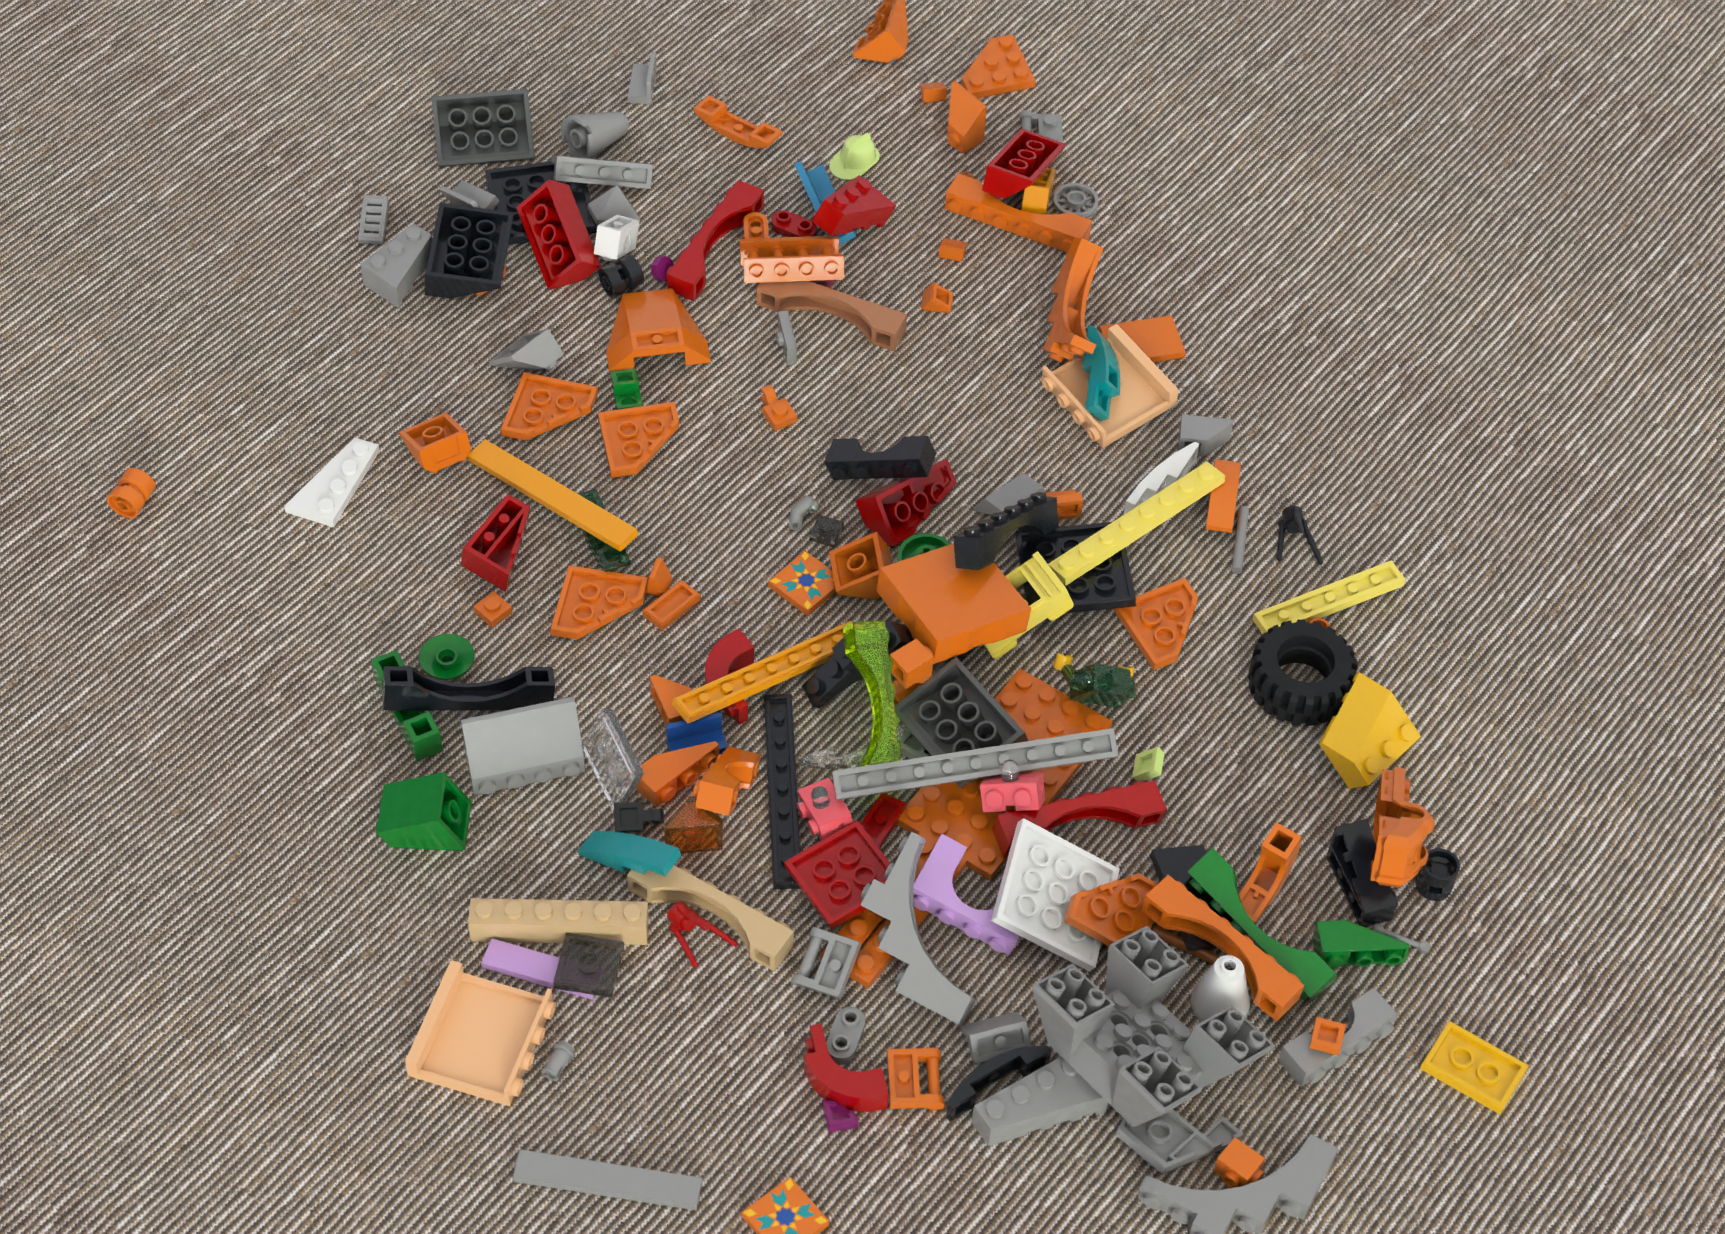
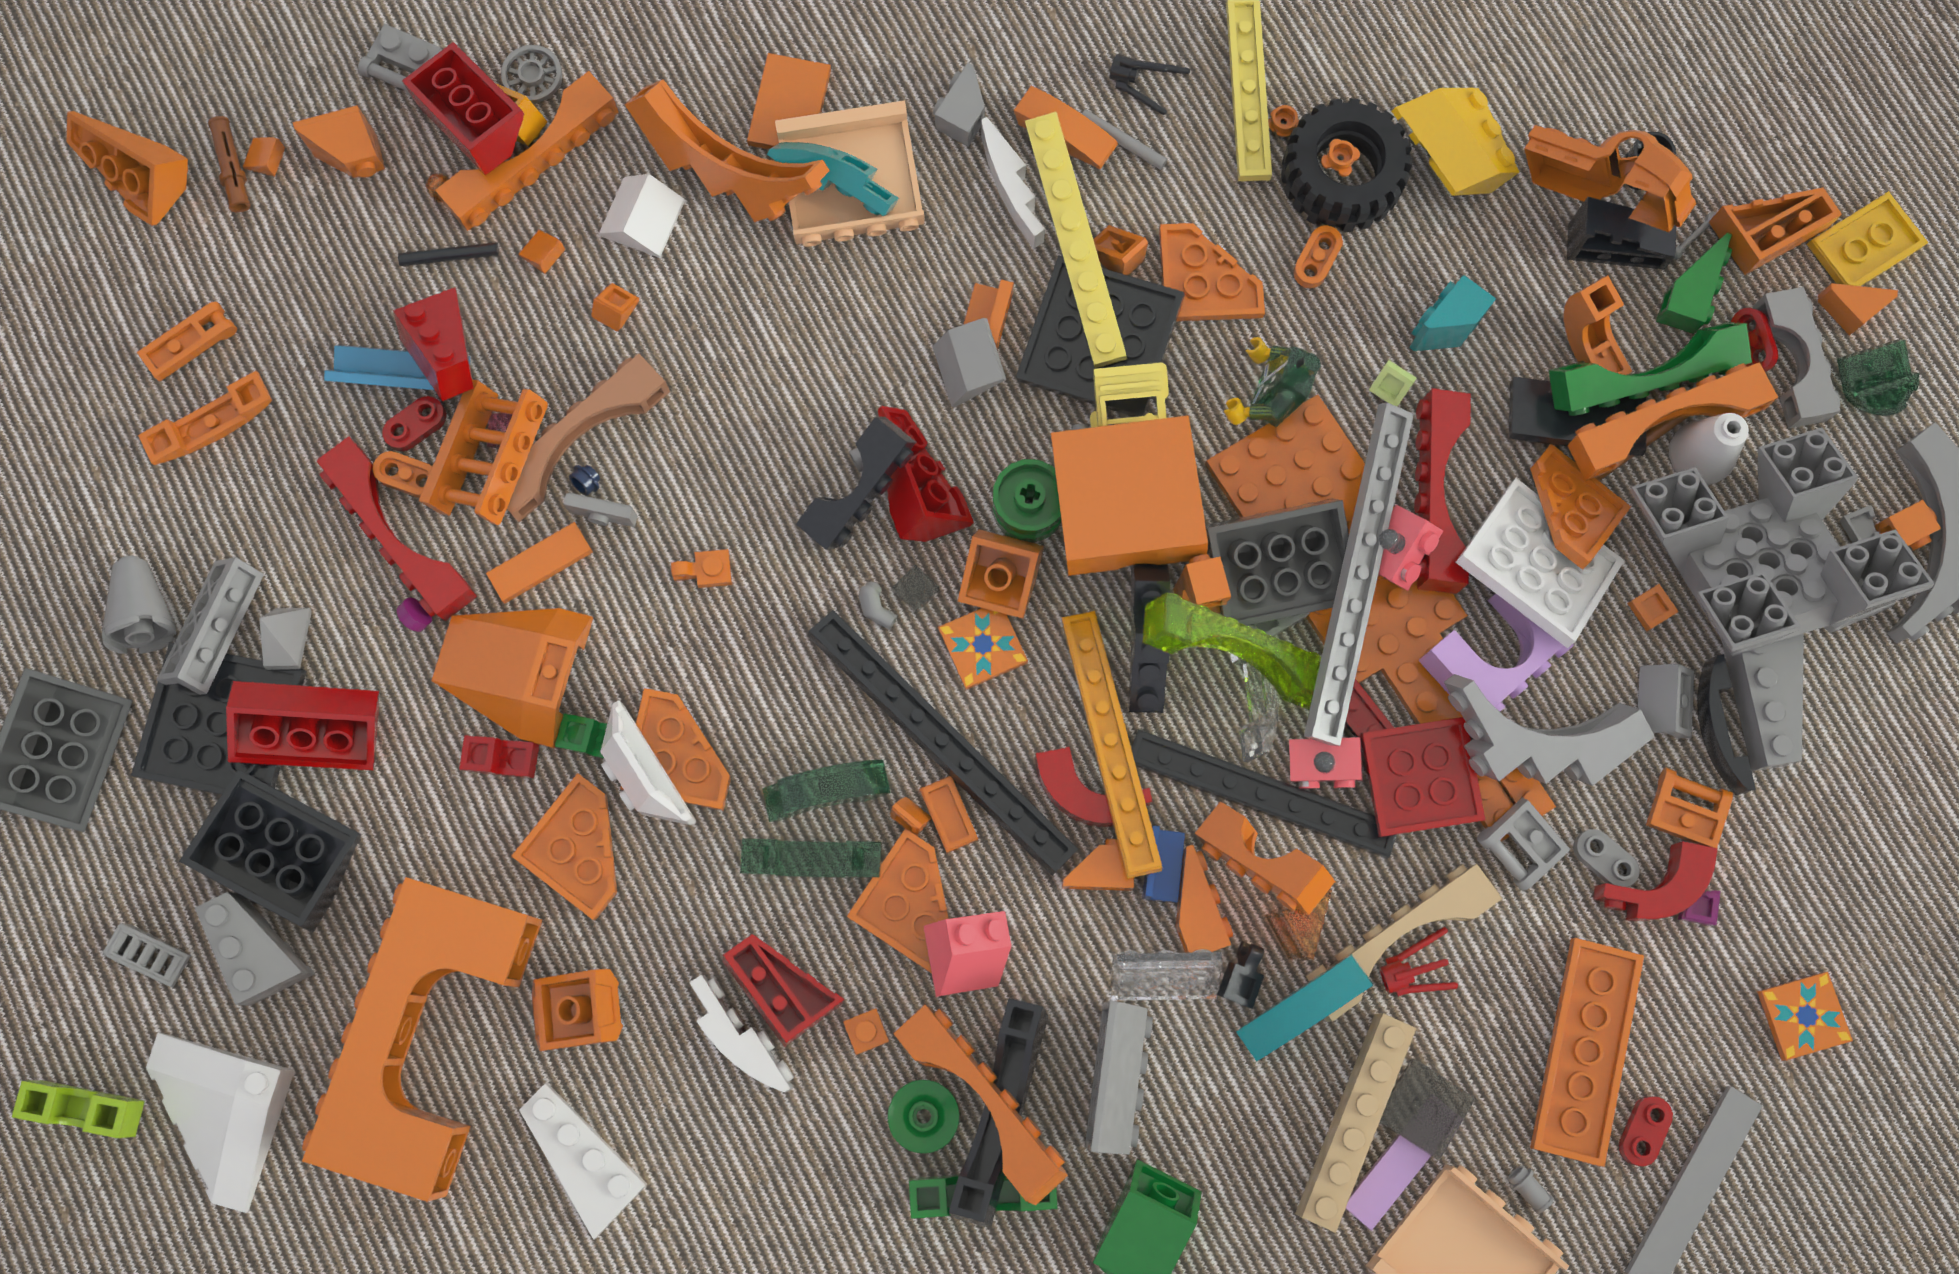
camera: 65 degrees left, 25 degrees up
(261, 219) = (78, 1107): none -> lime arch
(290, 295) = (223, 1110): none -> white slope
(322, 351) = (364, 1118): none -> orange arch
(442, 698) = (1026, 1160): none -> orange arch
(452, 534) = (745, 1050): none -> white slope
(470, 195) = (176, 812): light grey panel -> none
(530, 352) = (480, 839): light grey slope -> none
(553, 495) = (730, 896): light orange tile -> none
(574, 637) = (968, 952): none -> coral slope
(588, 347) = (499, 757): none -> red slope
(616, 237) = (344, 653): white brick -> none
(617, 409) = (639, 771): none -> white wedge
(618, 276) = (403, 660): black wheel -> none
(639, 1133) = (1642, 1128): none -> red plate
(643, 82) = (65, 508): light grey panel -> none
(657, 520) = (826, 787): none -> clear green arch
(683, 1065) = (1587, 1052): none -> orange plate
(720, 580) = (942, 742): none -> black plate
(734, 322) = (539, 562): none -> orange tile
(785, 97) = (186, 341): none -> orange plate
(804, 324) = (585, 479): none -> dark blue plate
(855, 157) = (334, 302): yellowish green piece -> none
(909, 79) = (231, 174): none -> dark orange pin
(921, 203) = (448, 254): none -> black bar
(980, 543) = (1073, 414): black arch -> none
(998, 69) = (266, 61): orange plate -> none
(1011, 292) = (642, 214): none -> white slope
(1148, 564) = (1120, 249): none -> orange slope
(1219, 777) = (1452, 316): none -> teal slope
(1221, 686) = (1316, 258): none -> orange plate
(1295, 642) = (1340, 148): none -> orange plate
(1327, 1036) = (1817, 368): orange plate -> none
(1334, 1001) = (1759, 338): none -> red plate
(1357, 1106) = (1878, 378): none -> clear green slope
(1412, 1071) = (1854, 305): none -> orange slope
(1438, 982) = (1773, 226): none -> orange wedge

